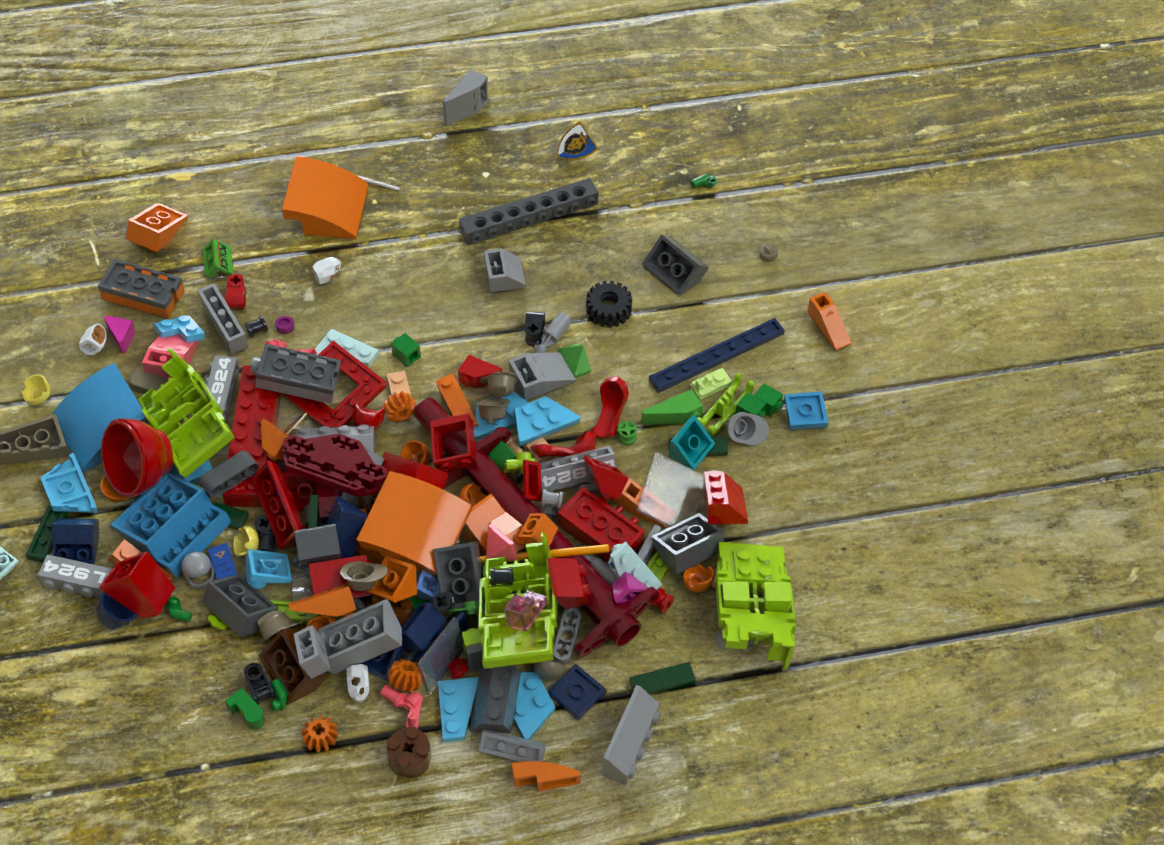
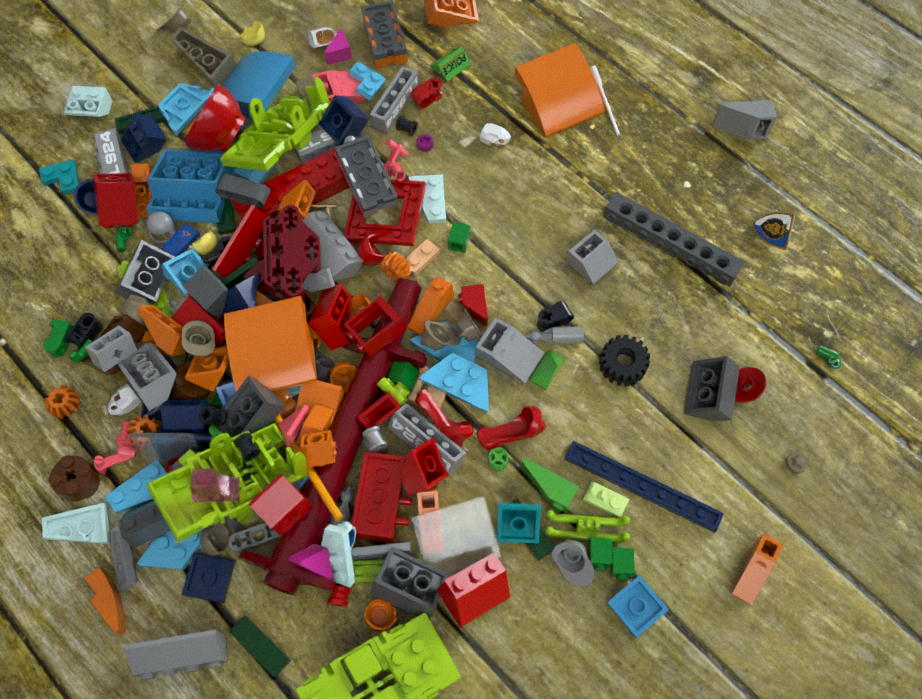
camera: 60 degrees right, 10 degrees up
(53, 628) = (64, 173): none -> teal plate
(218, 363) = (343, 119): none -> dark blue slope
(455, 771) = (78, 525): none -> light aqua wing
(688, 233) = (750, 377): none -> red dish

